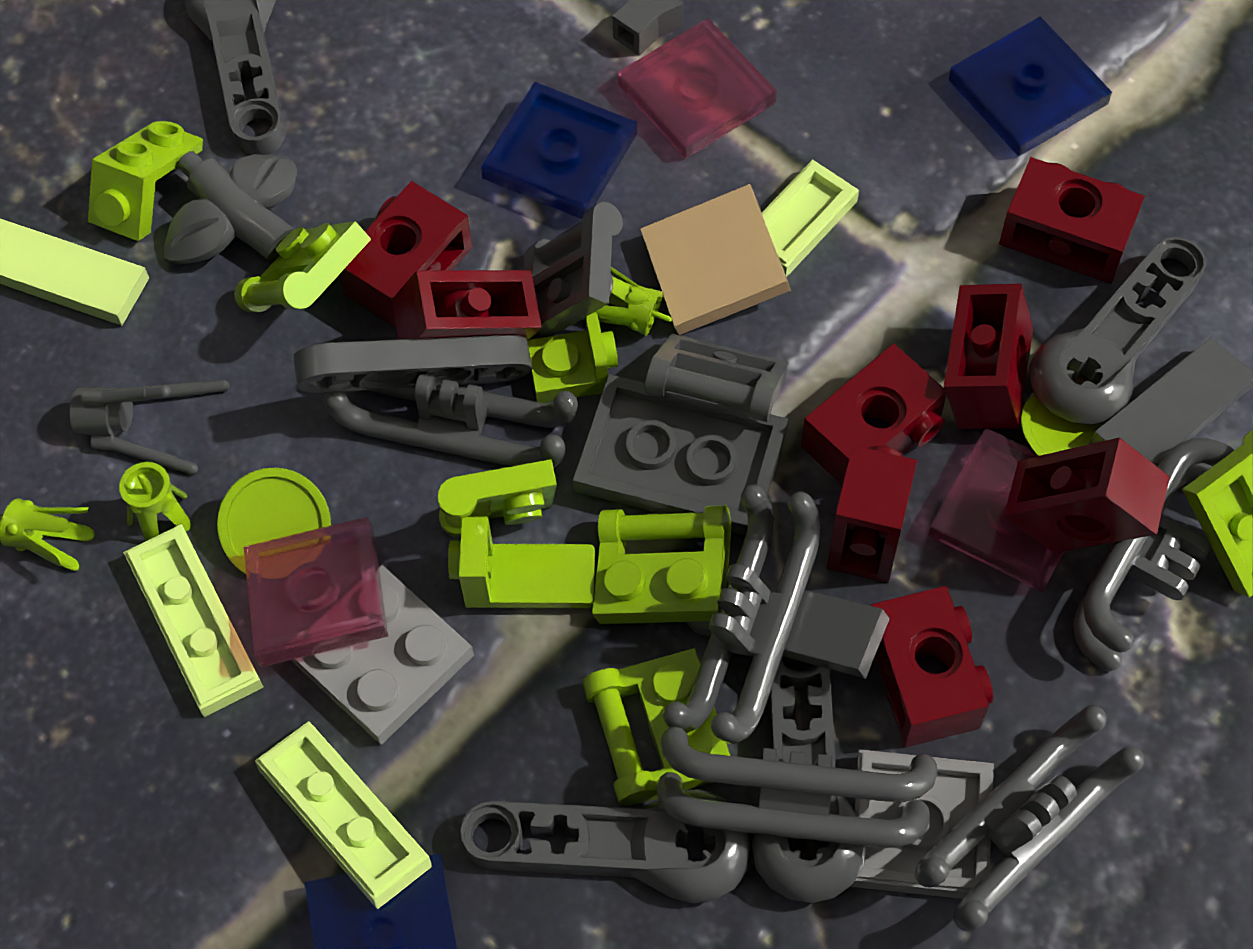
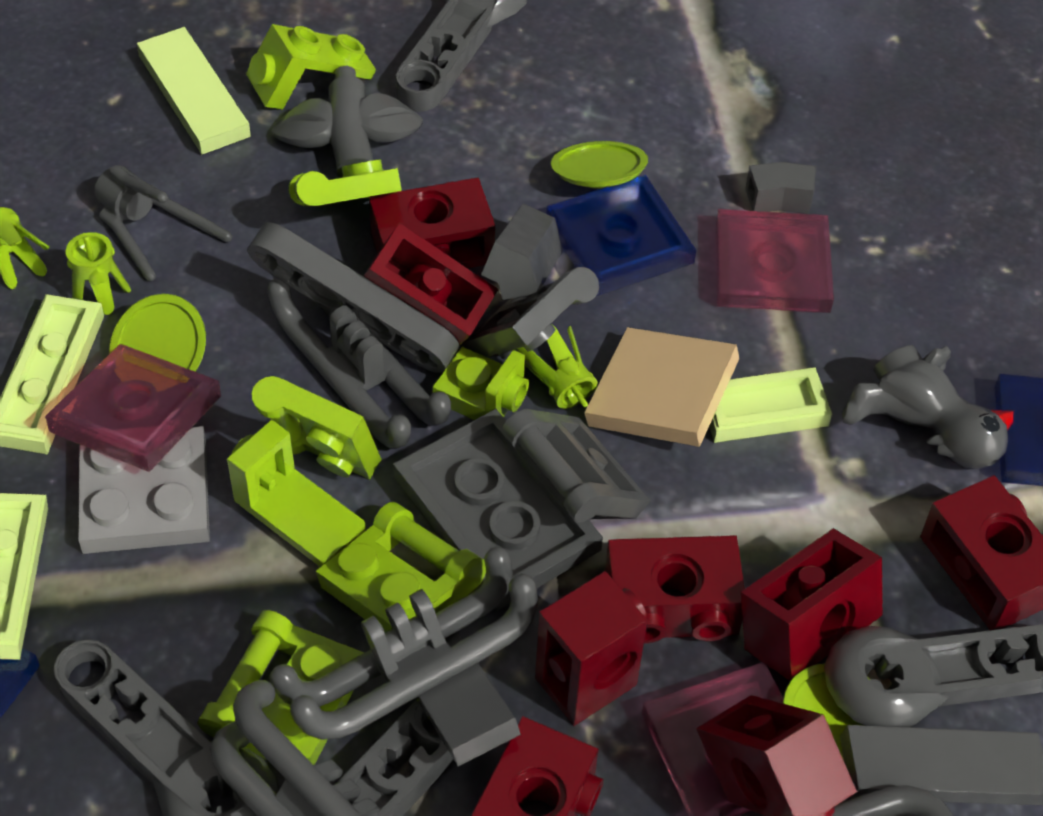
camera: 35 degrees right, 10 degrees down
(485, 96) = (599, 163): none -> lime piece
(513, 224) = (524, 253): none -> dark grey piece
(918, 126) = (922, 395): none -> dark grey animal

